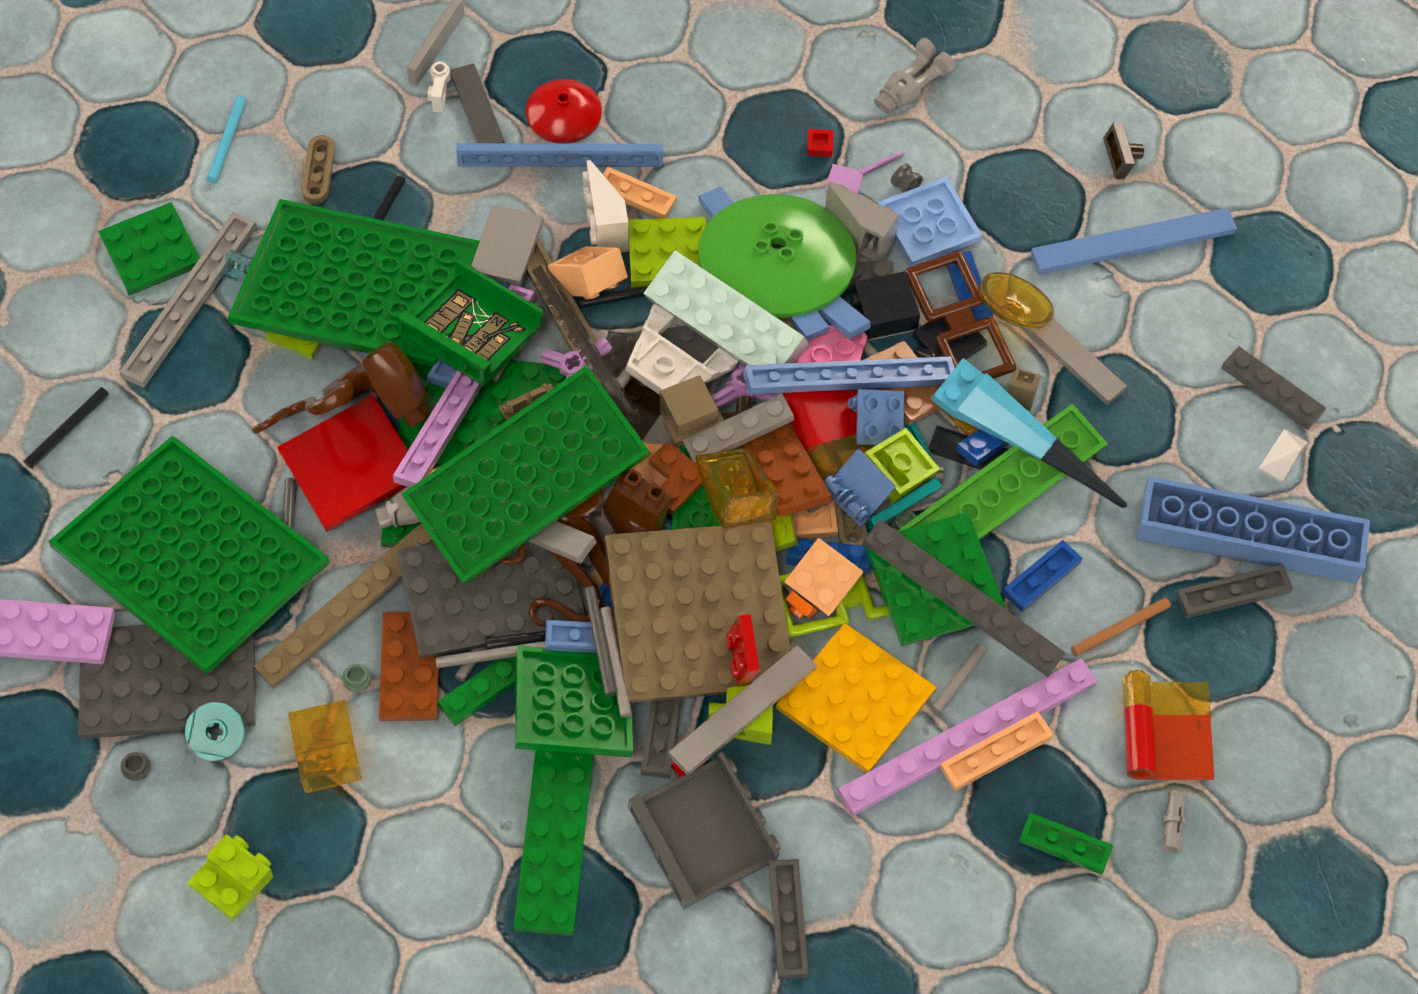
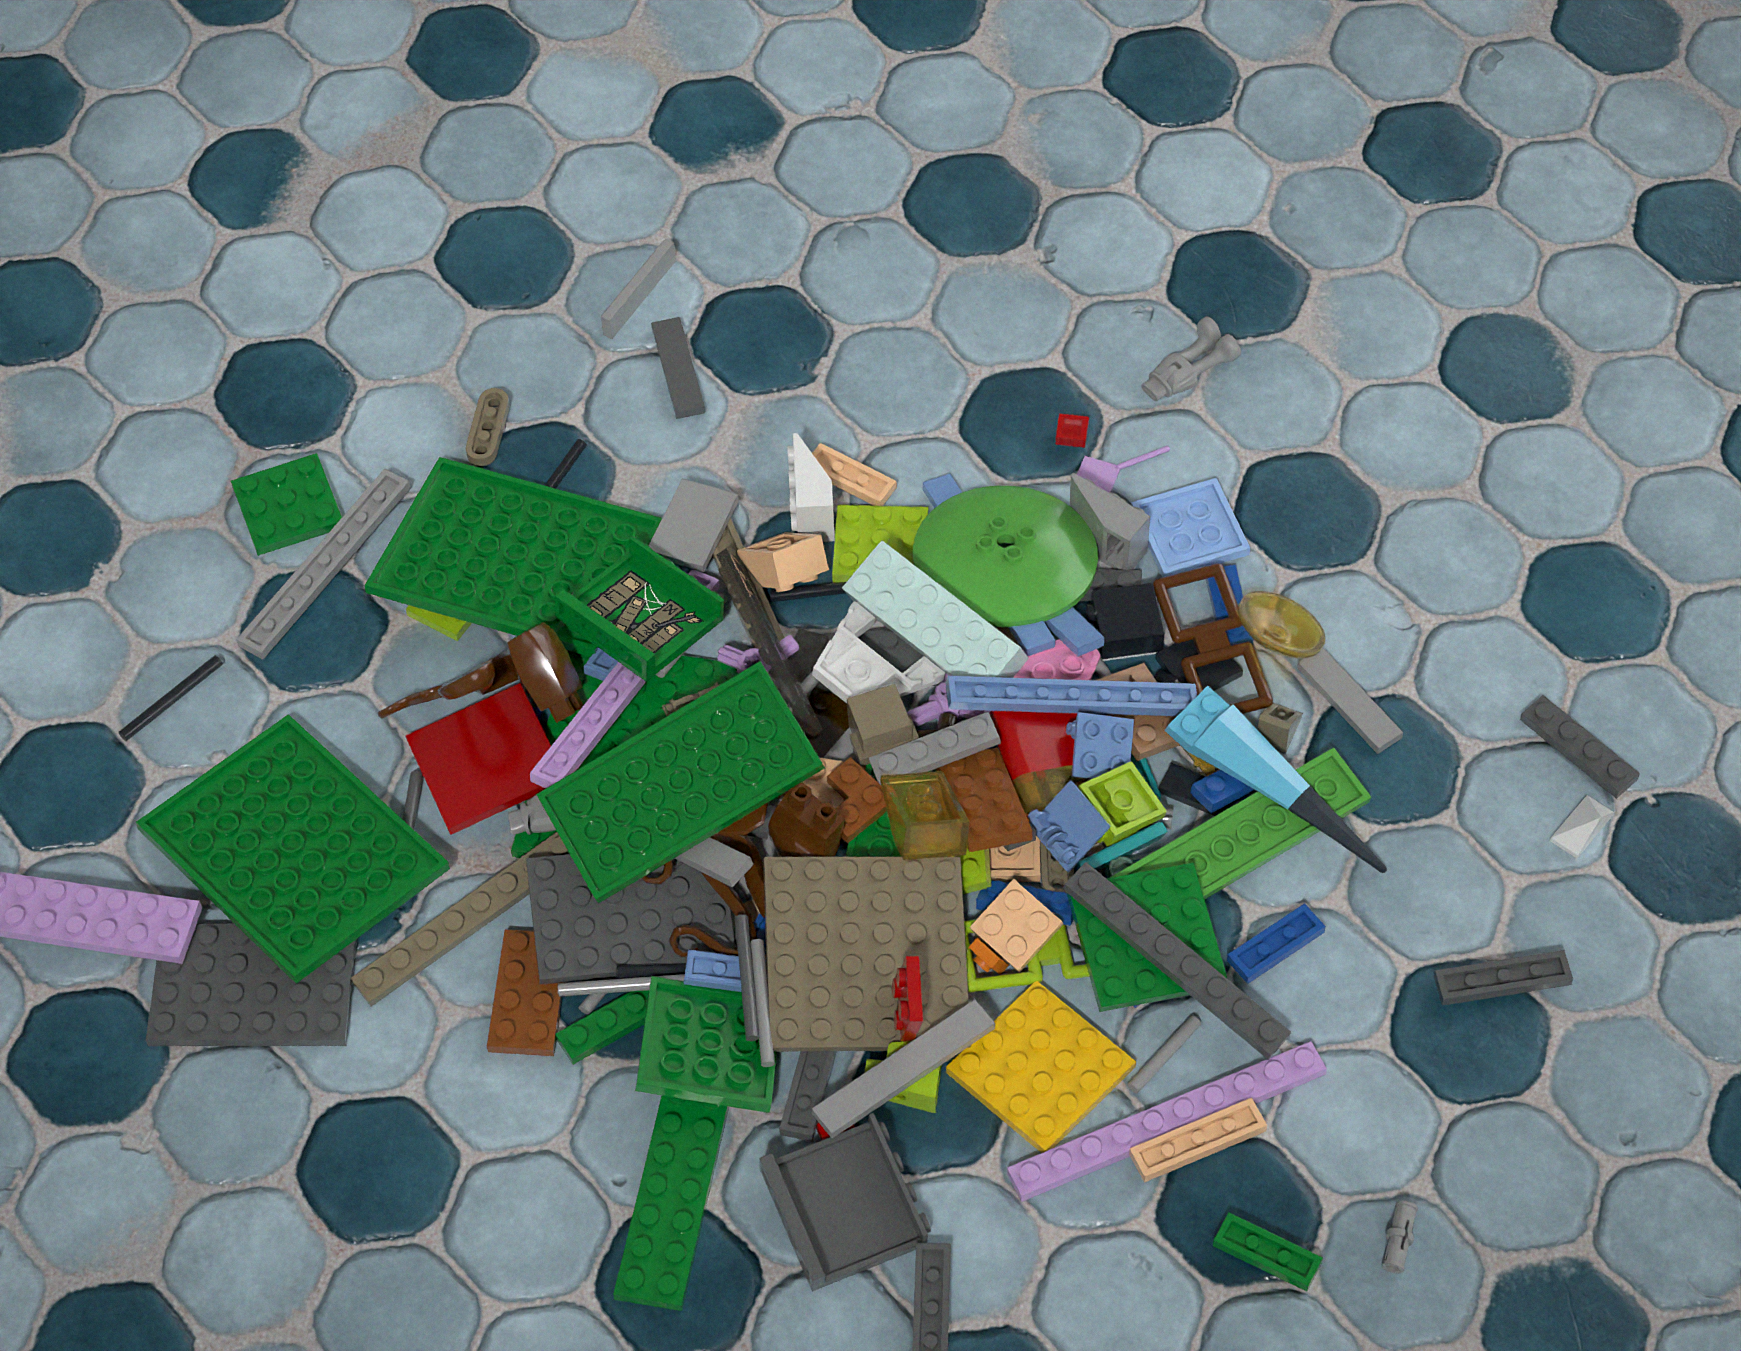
camera: 10 degrees right, 5 degrees down
(135, 766) = (205, 1080): dark grey plate -> none
(206, 716) = (282, 1057): plate -> none
(226, 139) = (387, 386): medium azure bar -> none
(231, 876) = (300, 1211): lime plate -> none
(236, 265) = (382, 528): clear light blue tile -> none
(324, 746) = (421, 1075): clear yellow slope -> none
(356, 677) = (466, 1000): sand green plate -> none
(440, 76) = (633, 349): white plate -> none
(559, 154) = (767, 426): medium blue tile -> none
(567, 119) = (779, 387): red dish -> none
(906, 178) = (1168, 477): dark grey wheel -> none
(1120, 151) = (1427, 461): dark brown tile -> none
(1120, 627) = (1363, 1009): medium nougat bar -> none
(1133, 241) = (1431, 565): medium blue tile -> none
(1167, 729) = (1403, 1130): door -> none
(1253, 529) = (1533, 907): medium blue brick -> none

